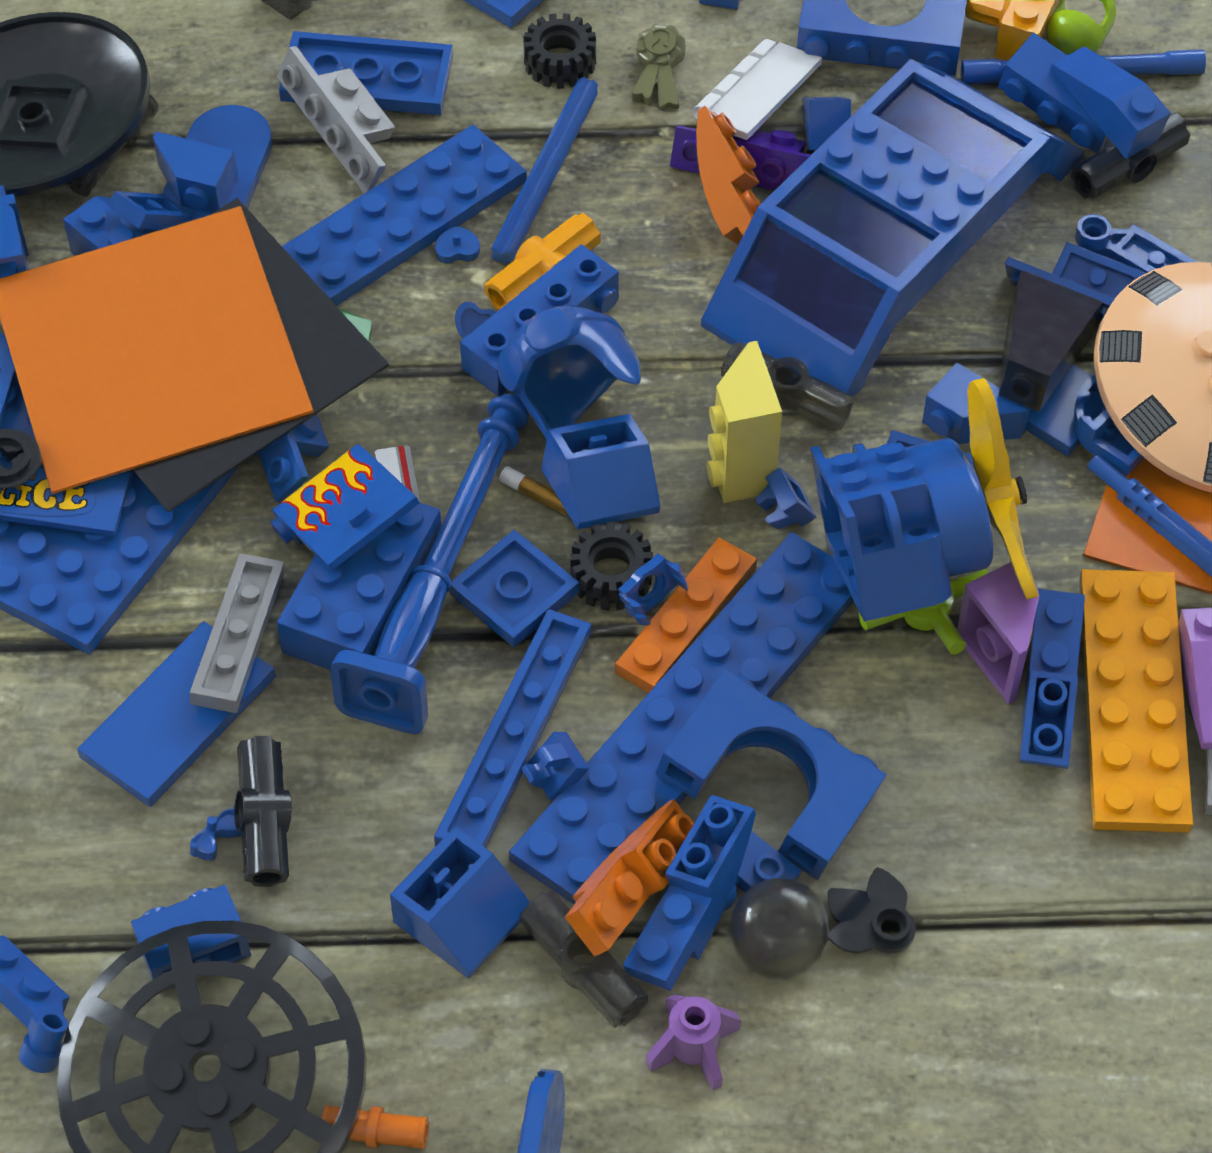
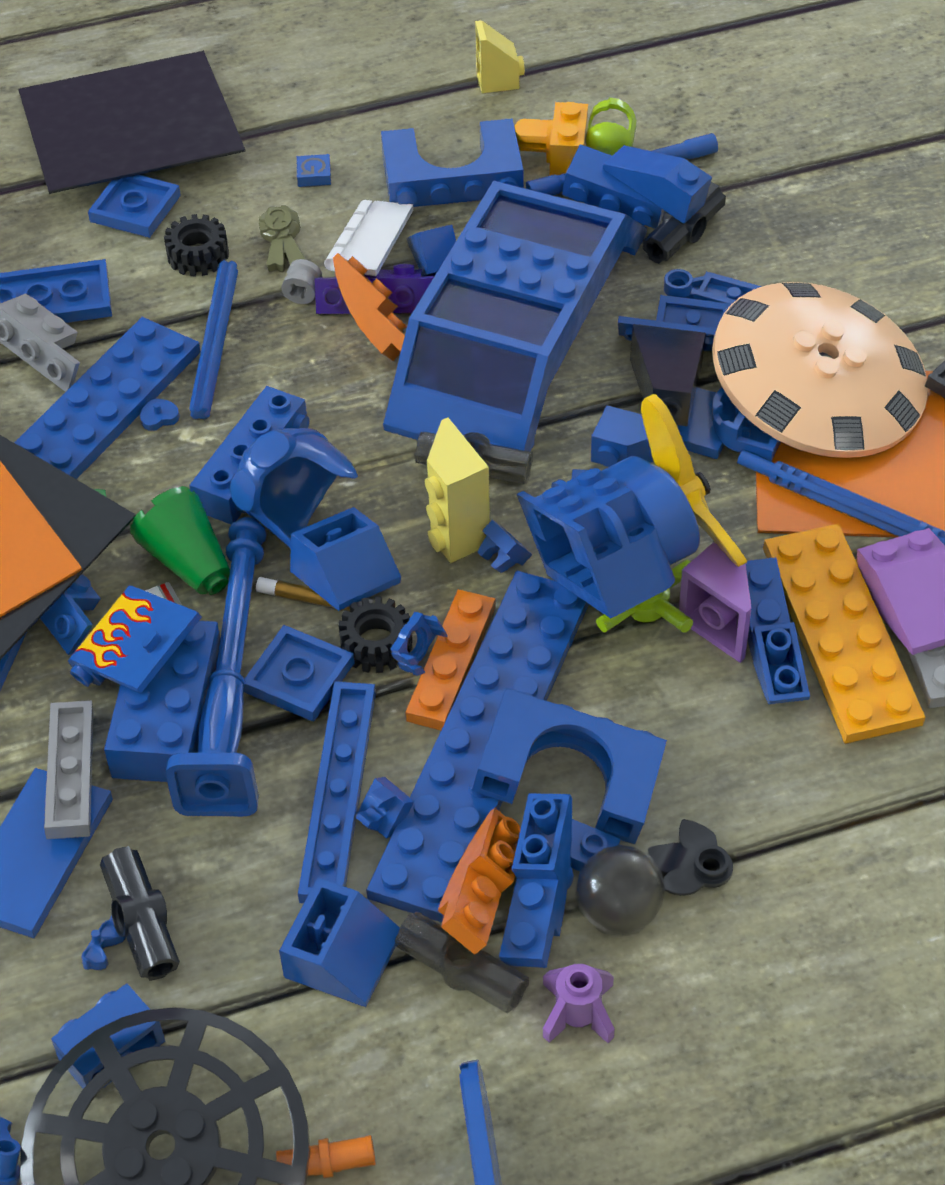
camera: 15 degrees left, 5 degrees down
(435, 403) = (183, 540): none -> green cone
(470, 317) = (189, 466): blue piece -> none
(539, 256) = (232, 405): light orange piece -> none
(660, 125) = (300, 281): none -> light grey wheel

